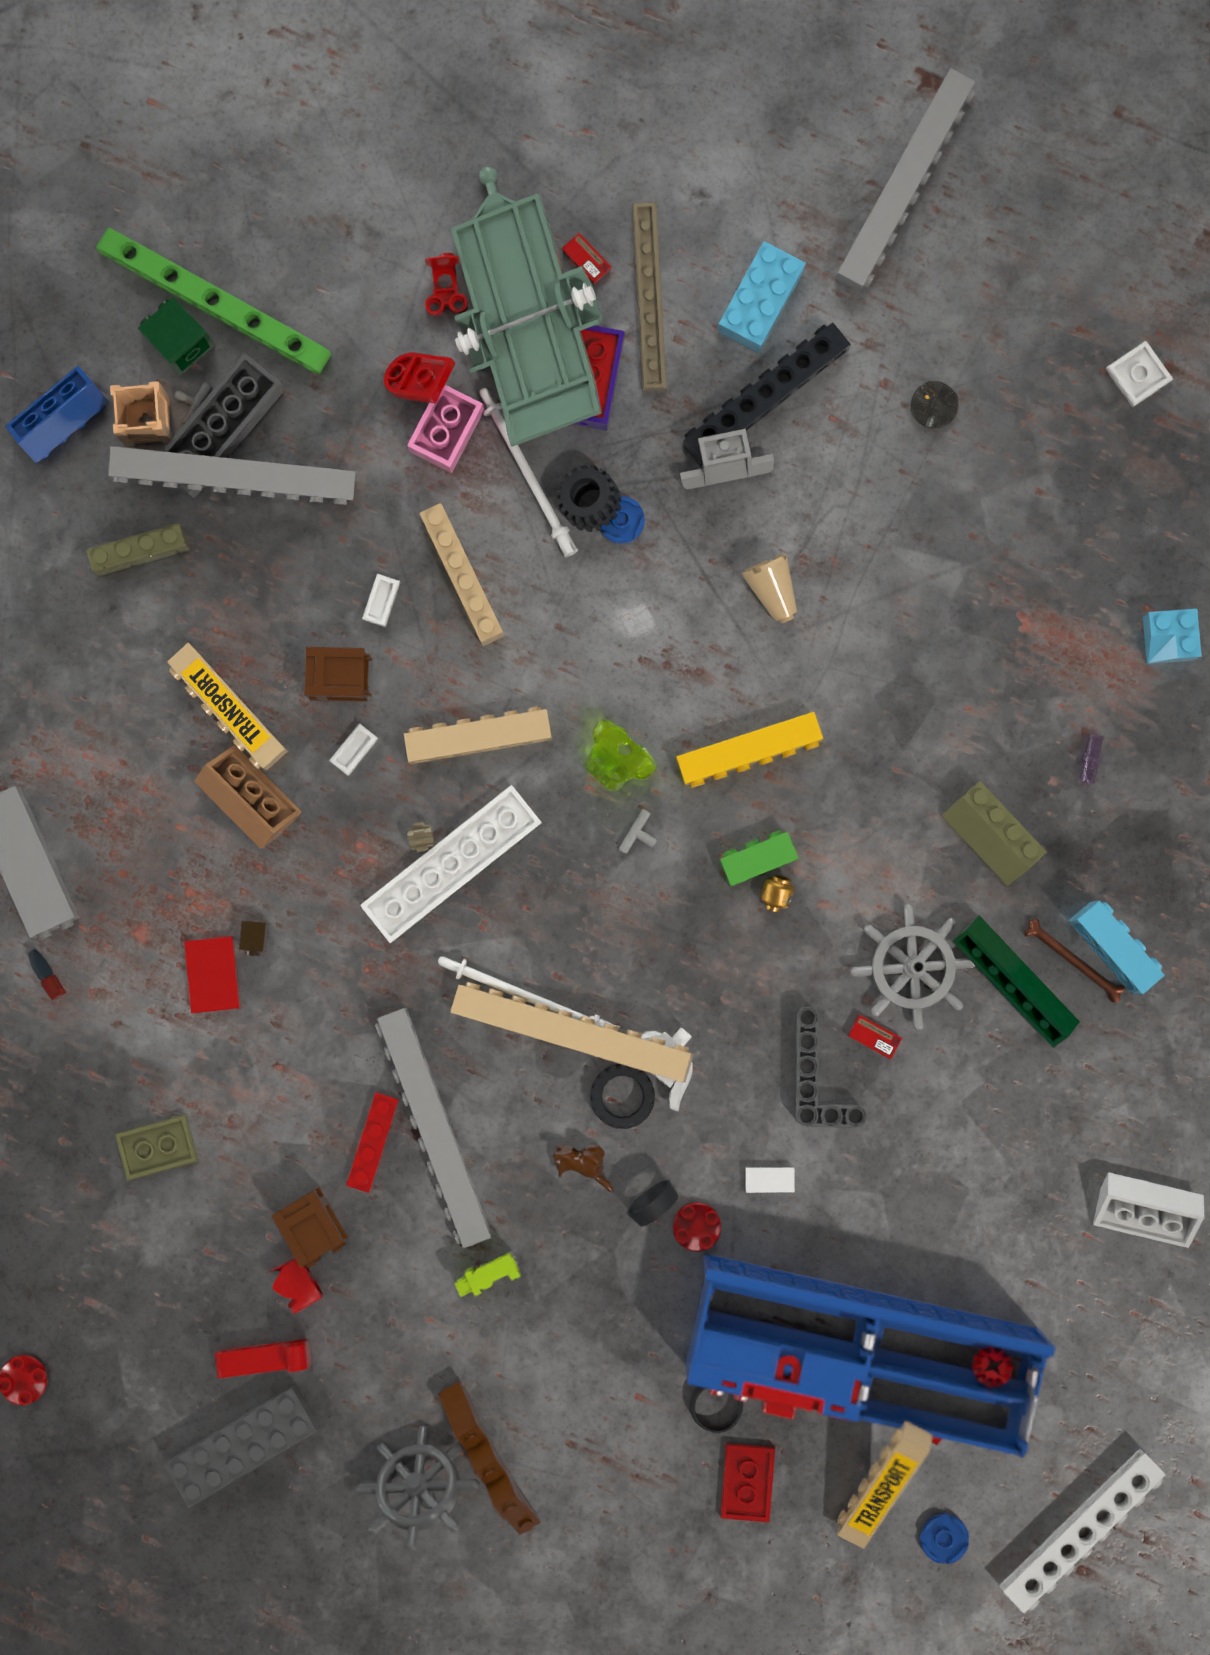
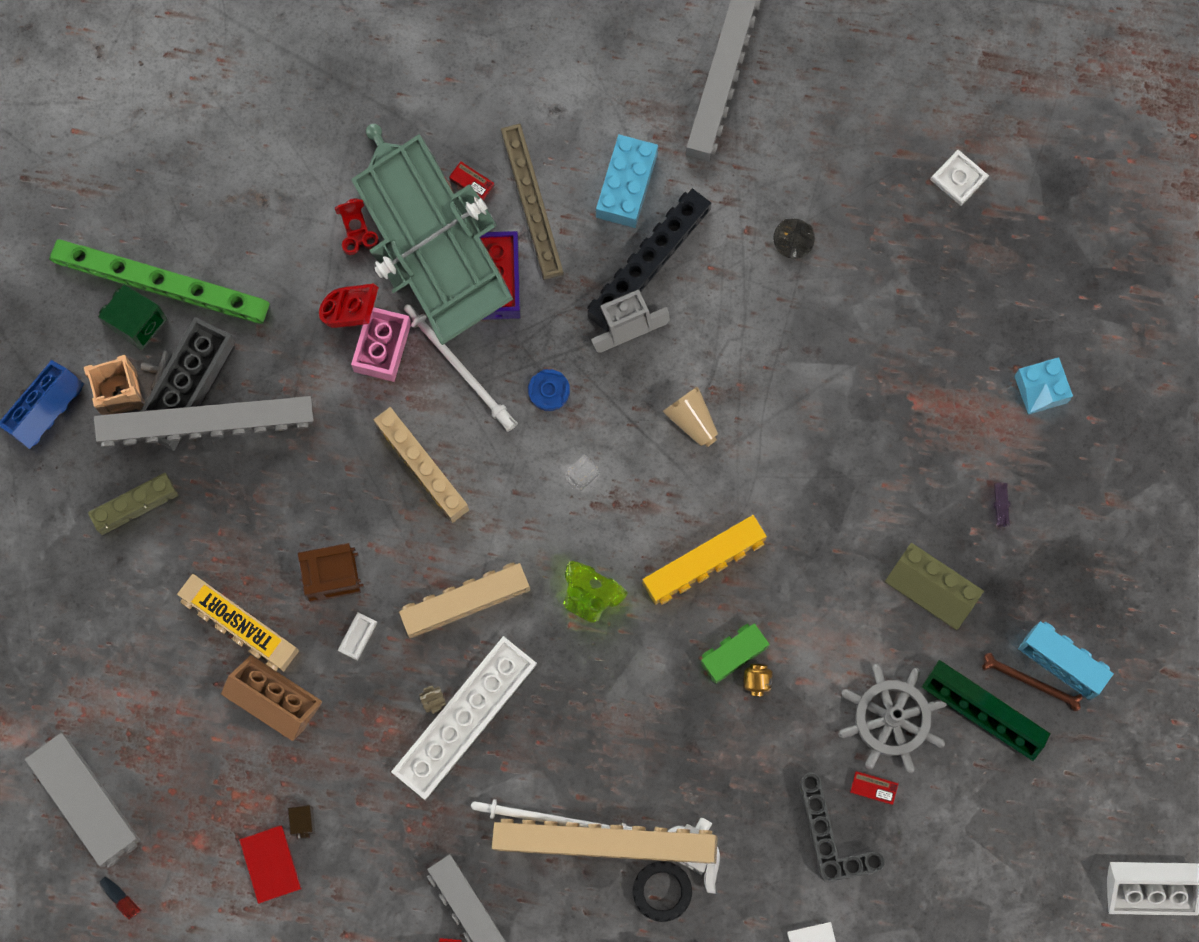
camera: 15 degrees left, 10 degrees down
(381, 600) = (355, 502): white tile -> none
(579, 483) = (506, 366): black tyre -> none
(636, 832) = (622, 654): light grey piece -> none

